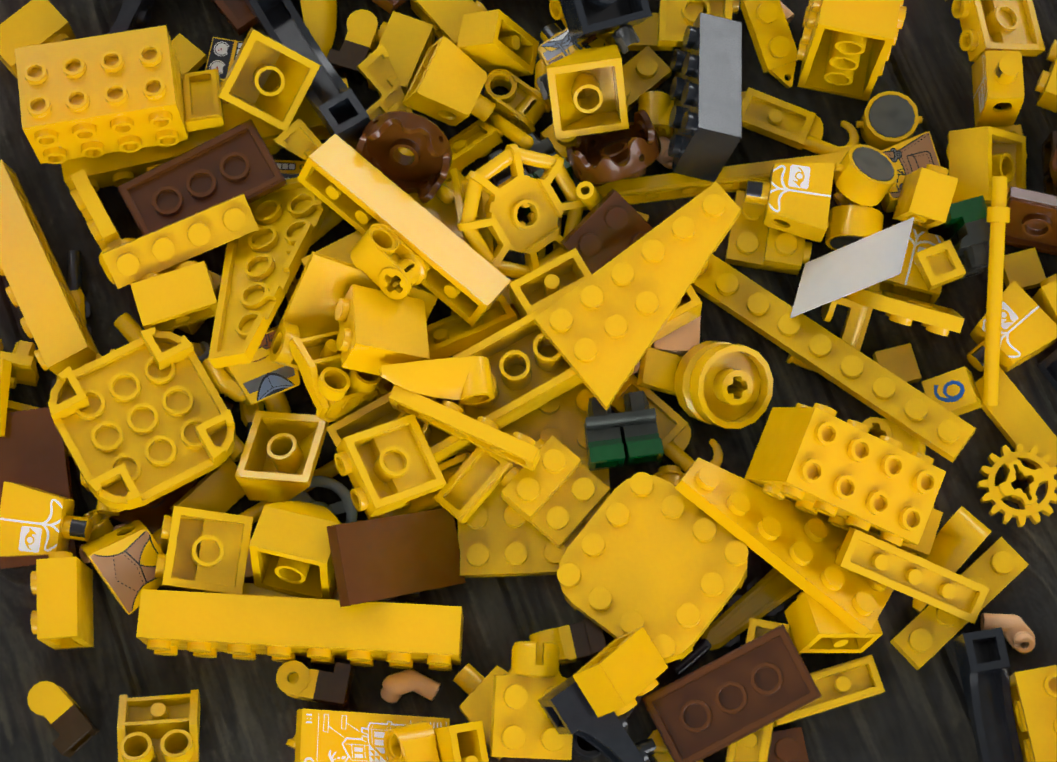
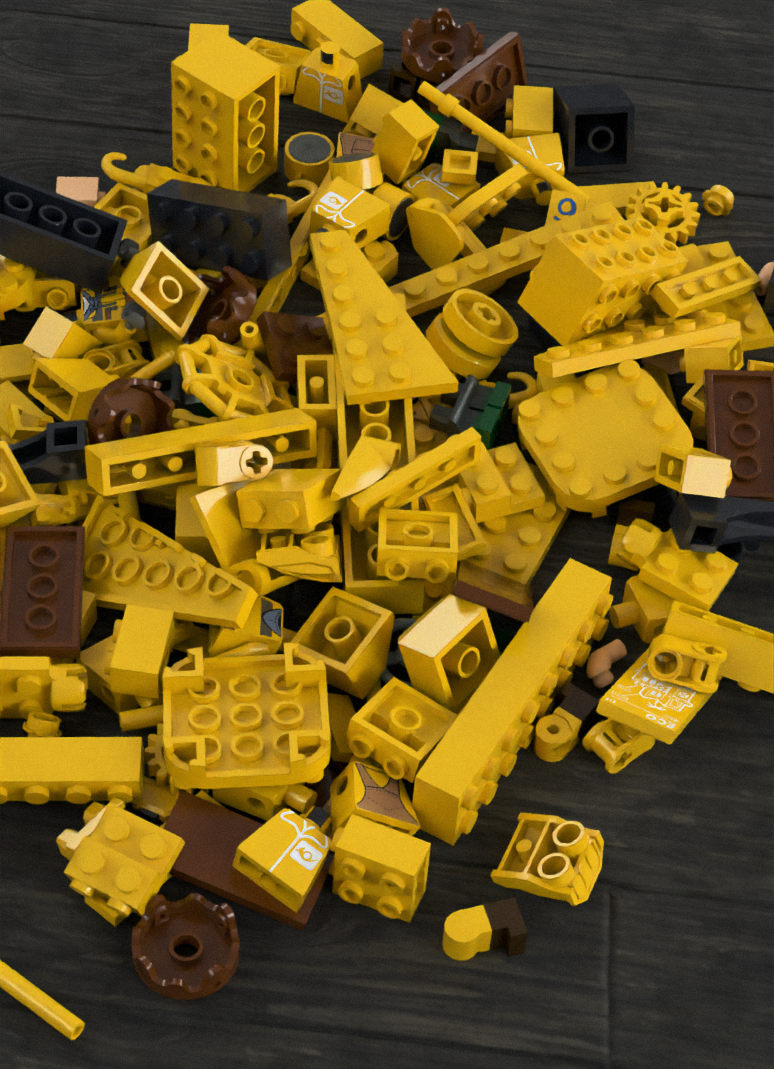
camera: 65 degrees left, 25 degrees down
(91, 255) = (42, 725): none -> yellow plate
(180, 241) = (89, 622): yellow plate -> none
(852, 267) = (437, 196): white sticker -> none

